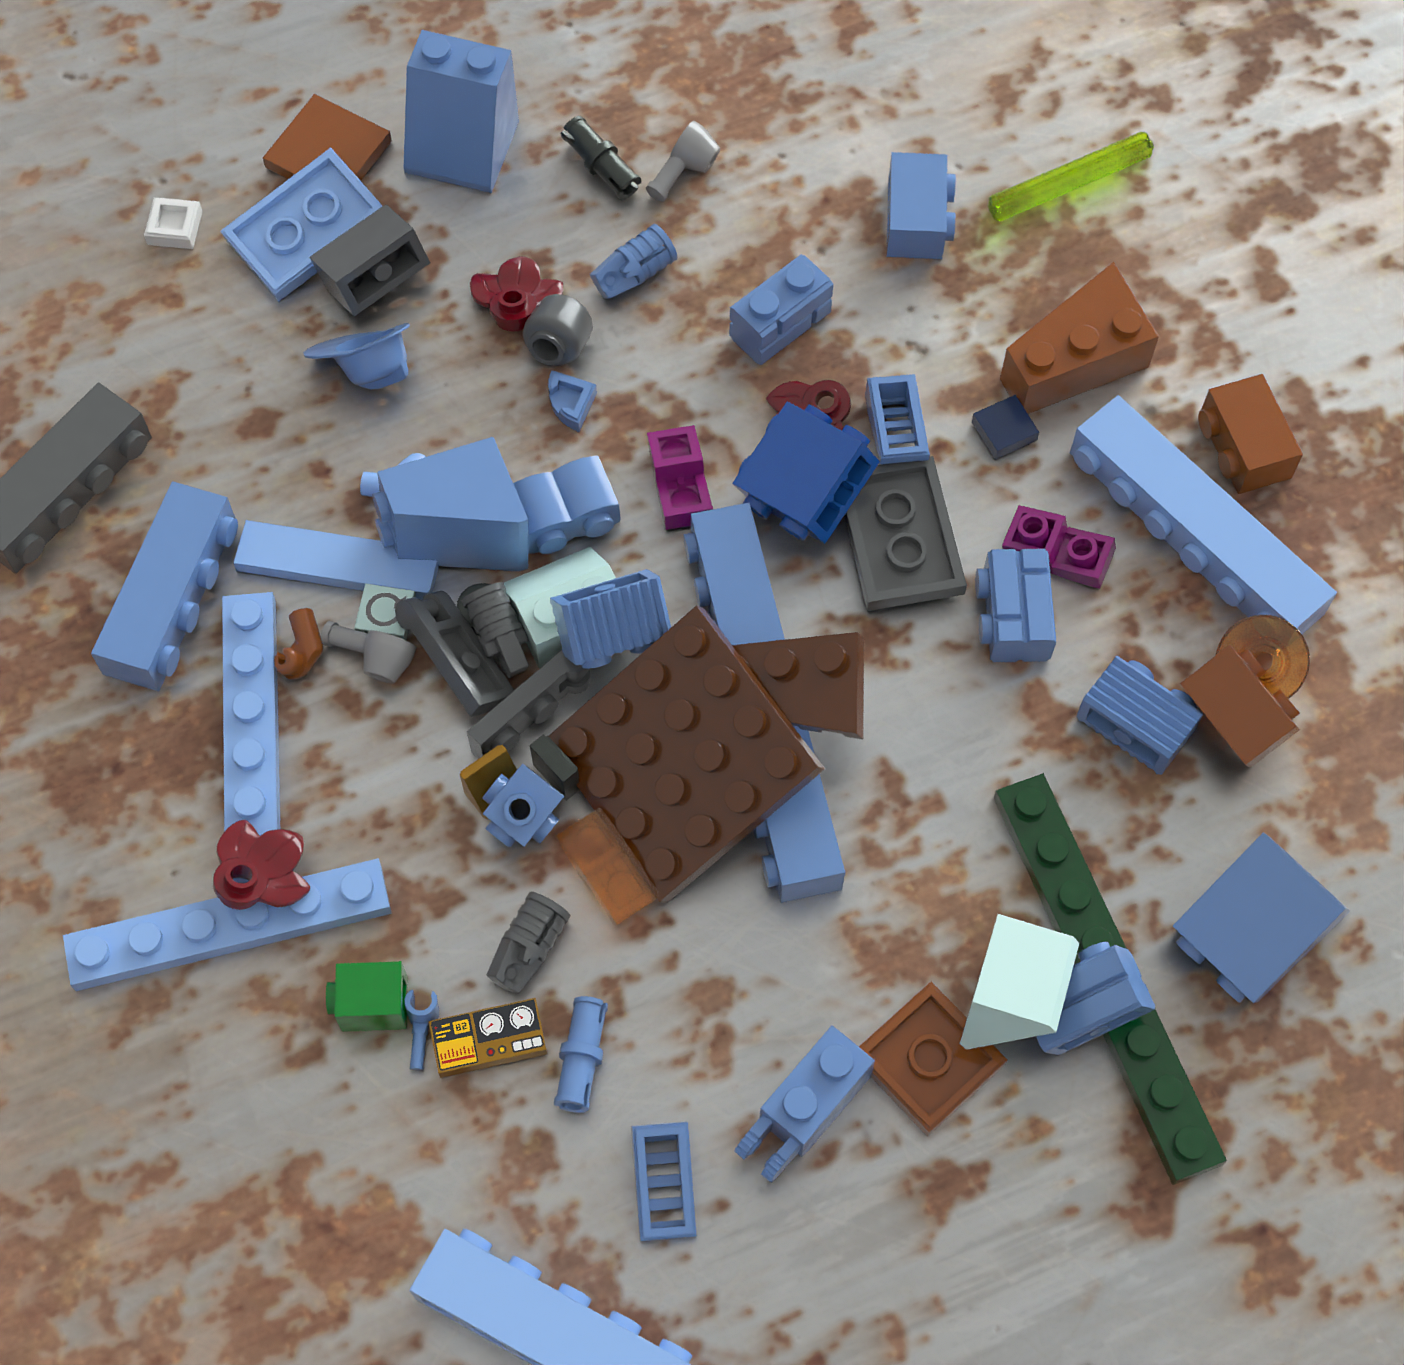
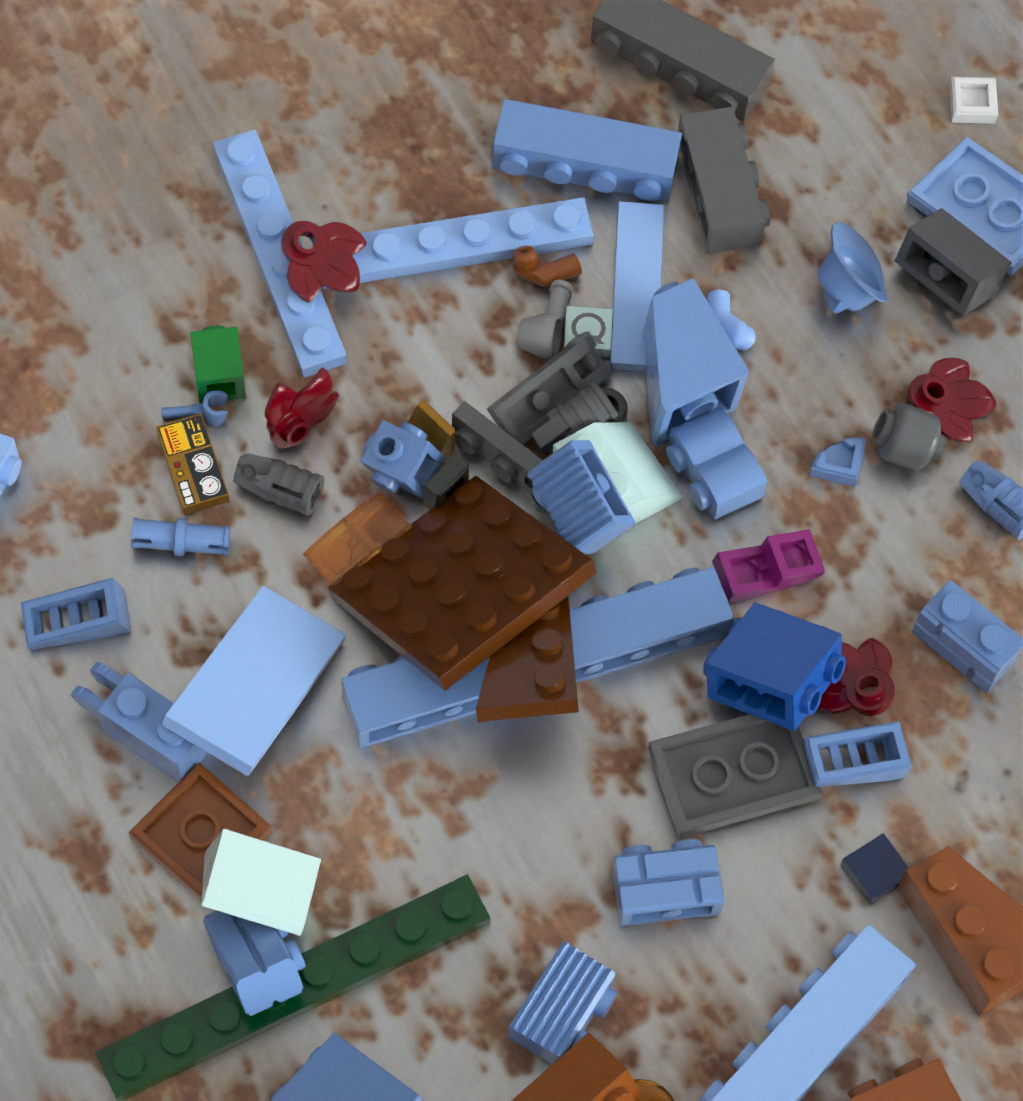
camera: 80 degrees right, 0 degrees up
(230, 457) = (722, 180): none -> dark grey brick
(456, 922) = (294, 413): none -> dark red plate
(776, 977) = (254, 680): none -> light blue tile
(1071, 551) = (744, 927): magenta slope -> none

